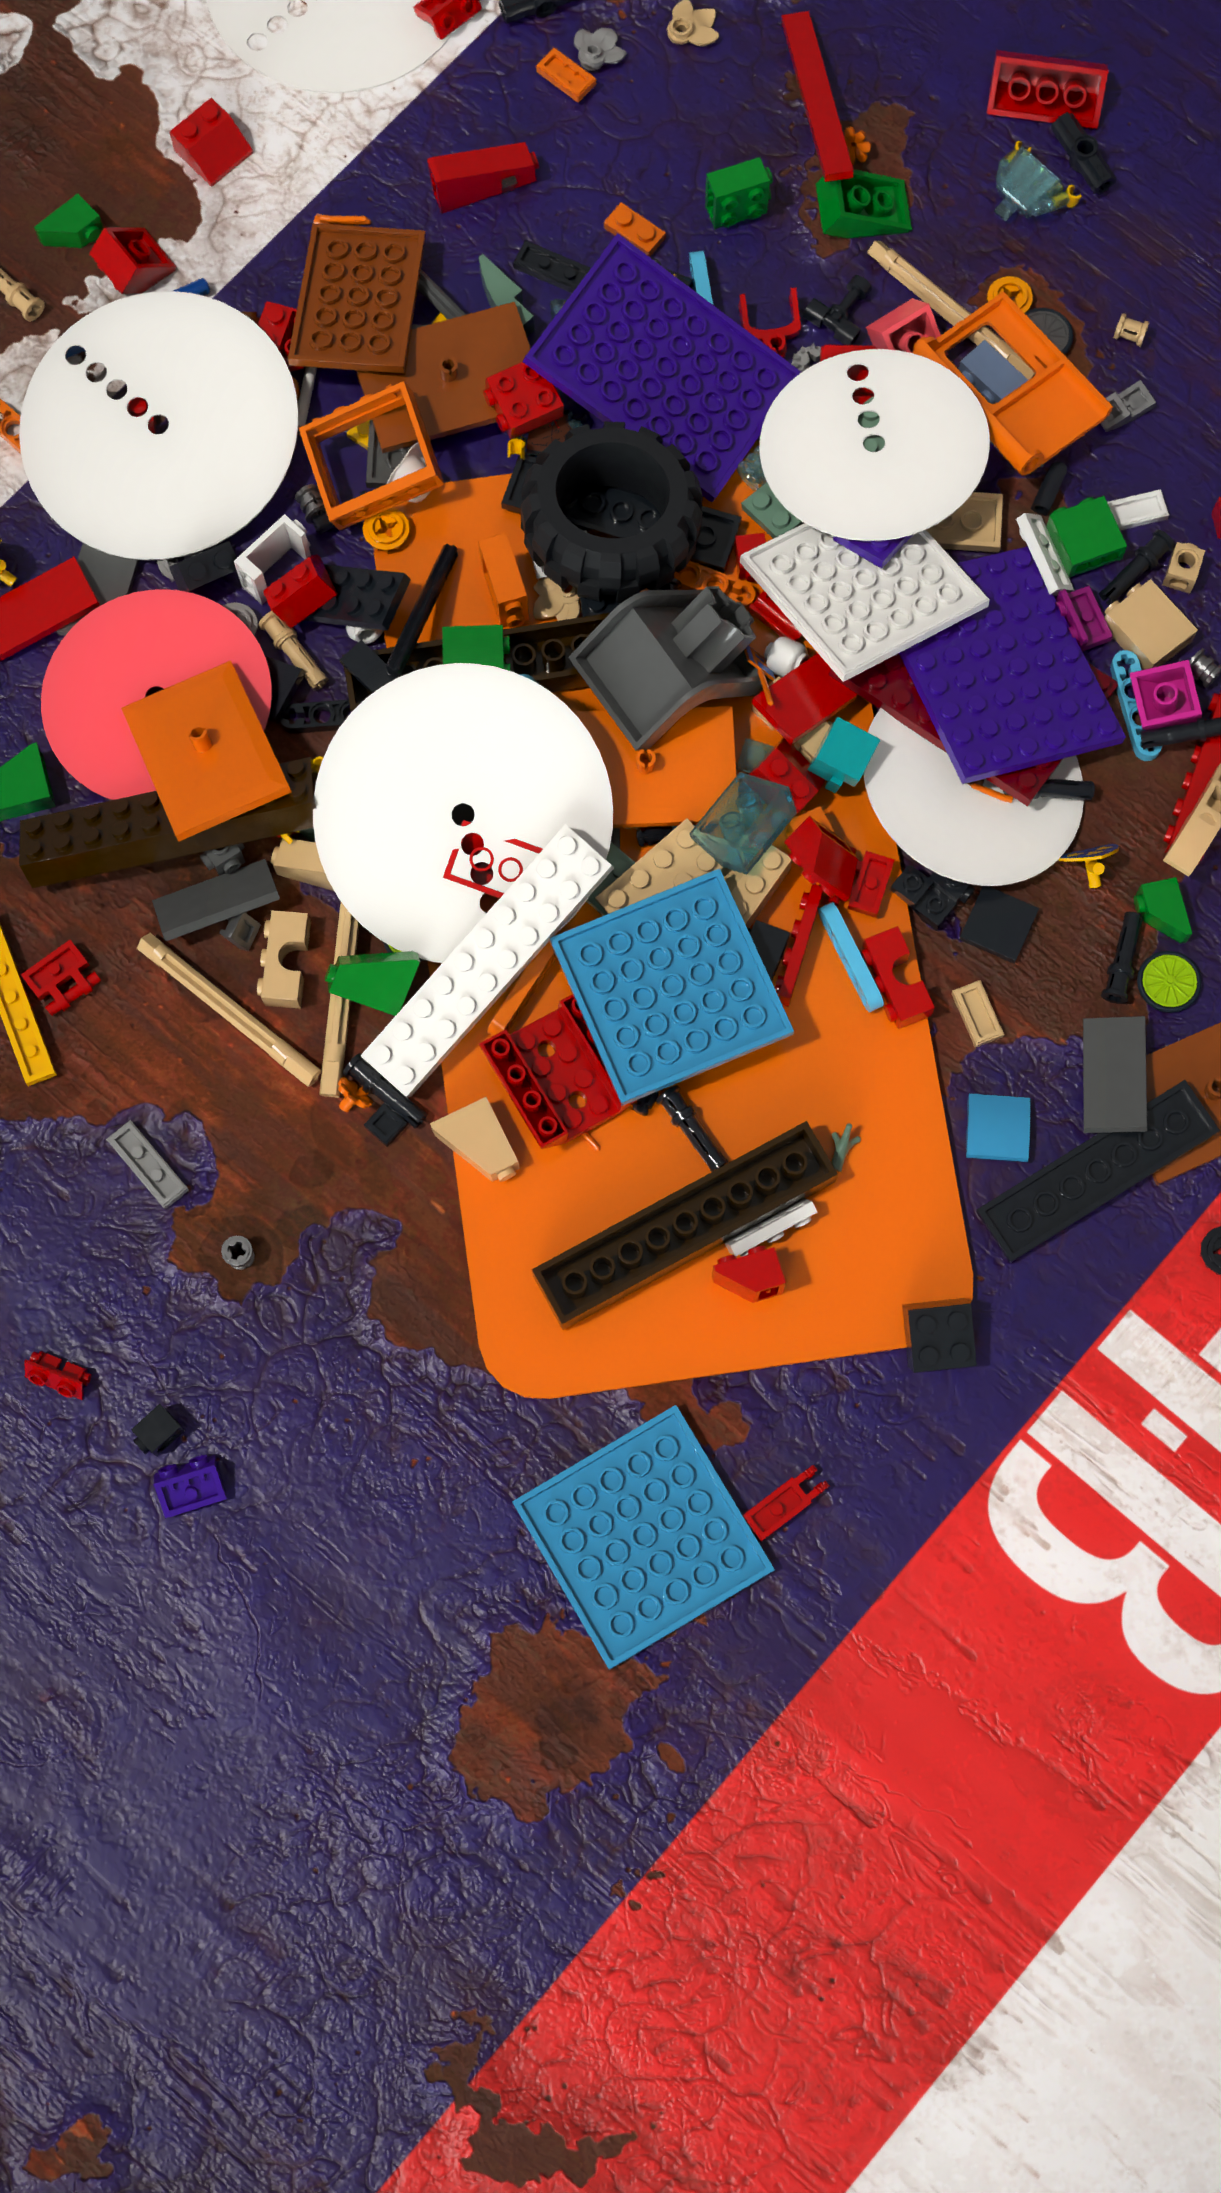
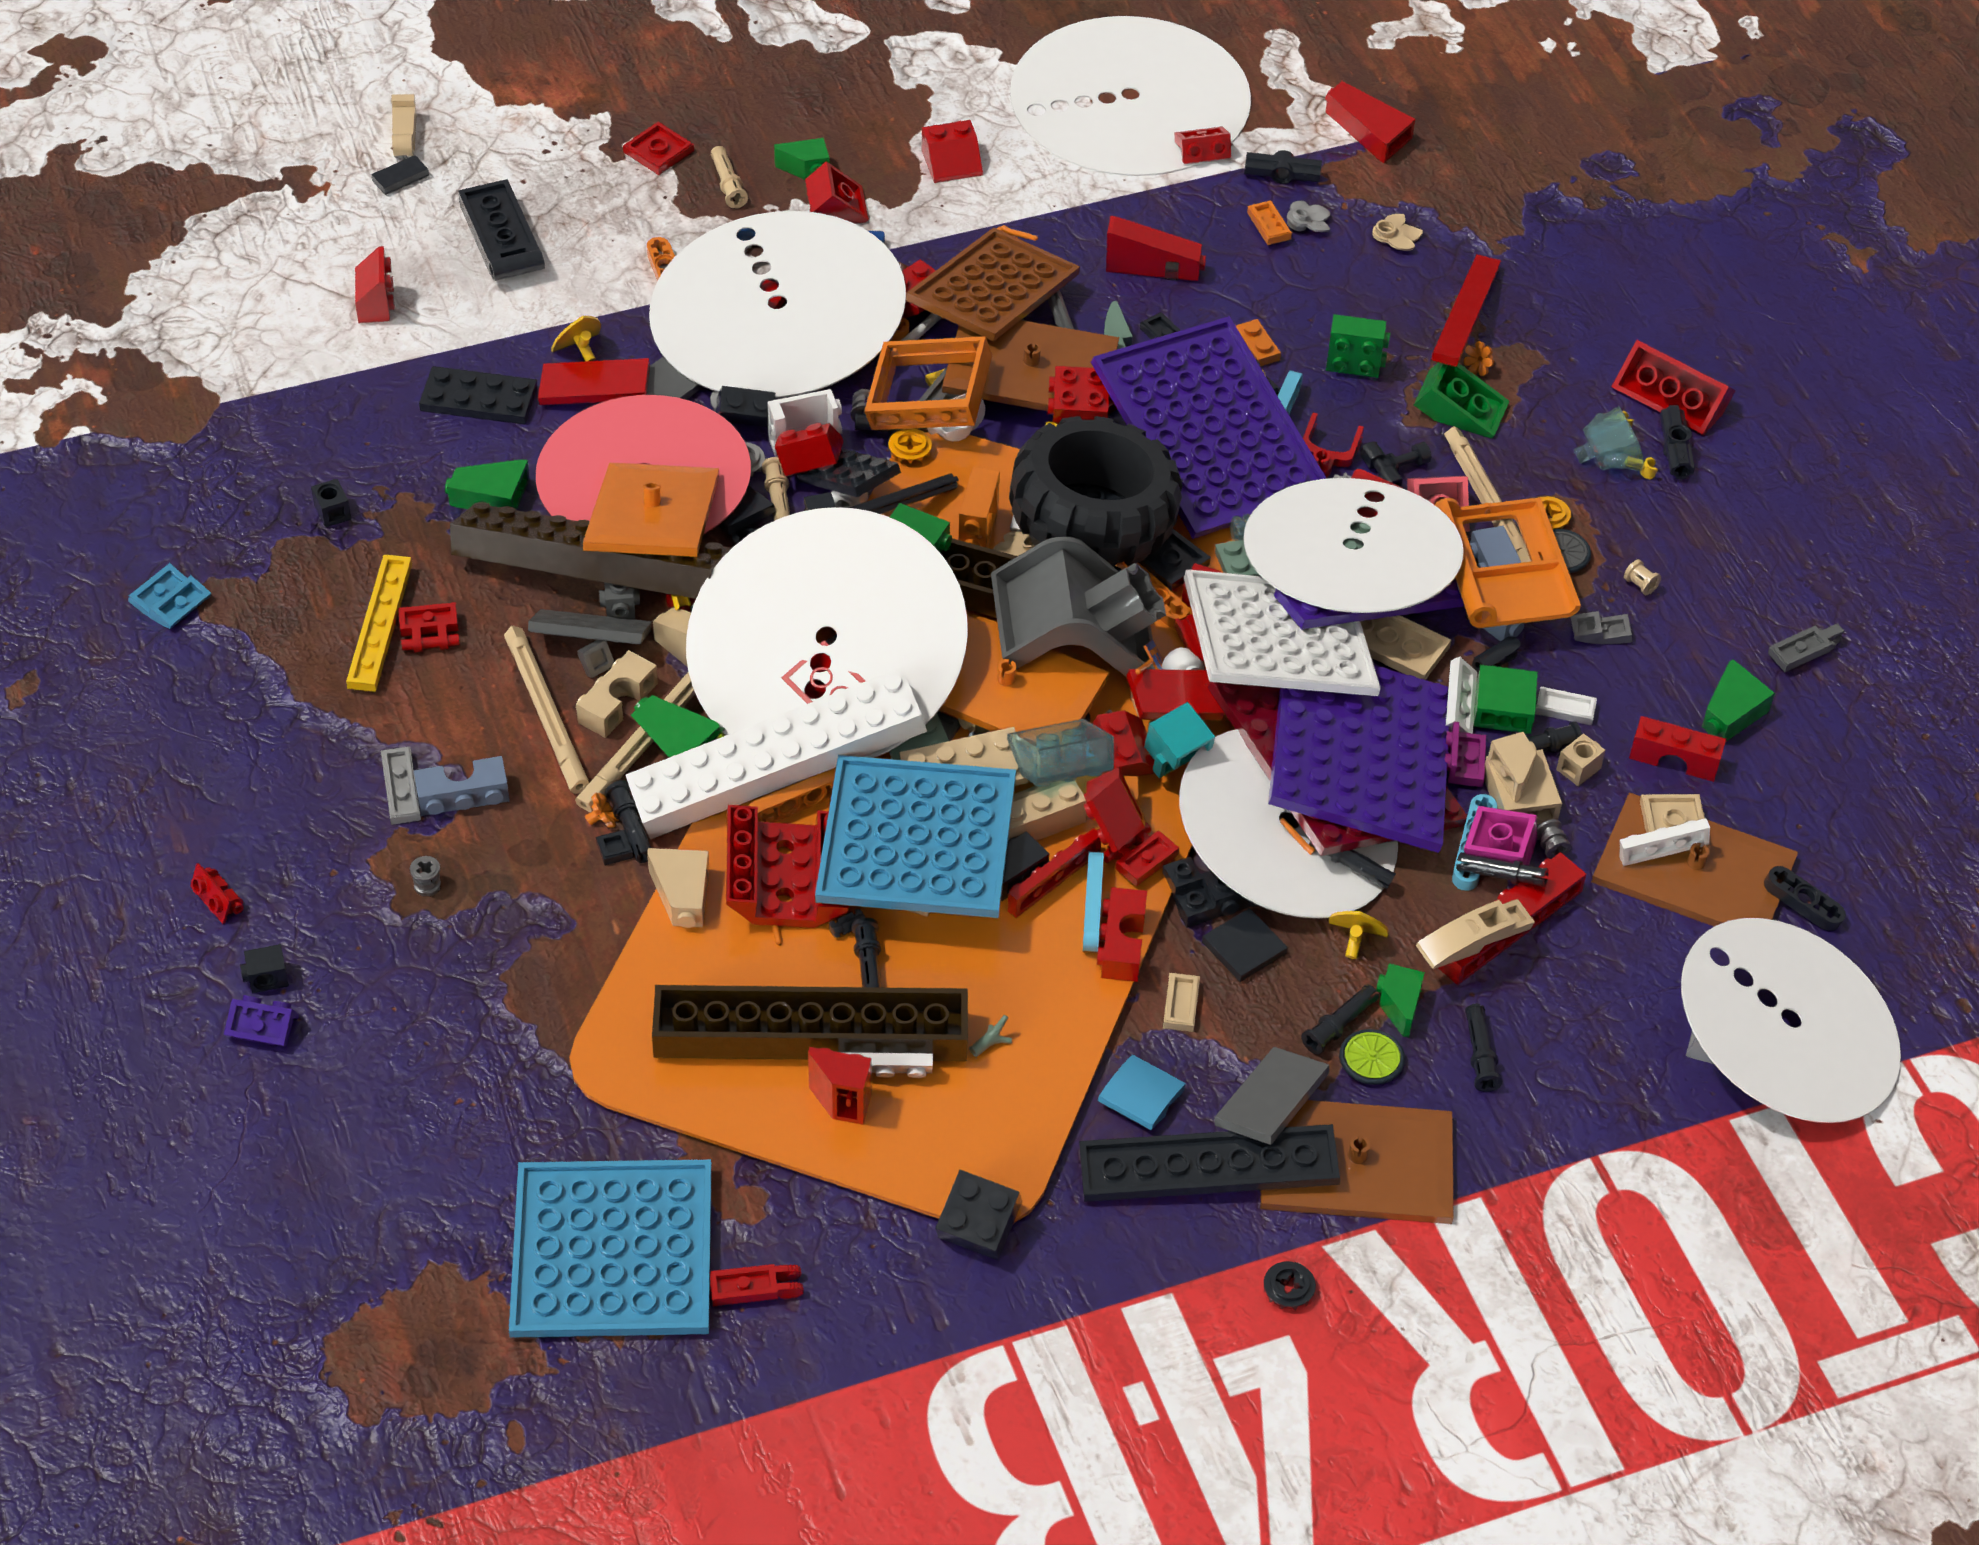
camera: 25 degrees right, 25 degrees down
(191, 1159) = (483, 788): none -> sand blue arch
(1141, 613) = (1513, 762): none -> tan slope

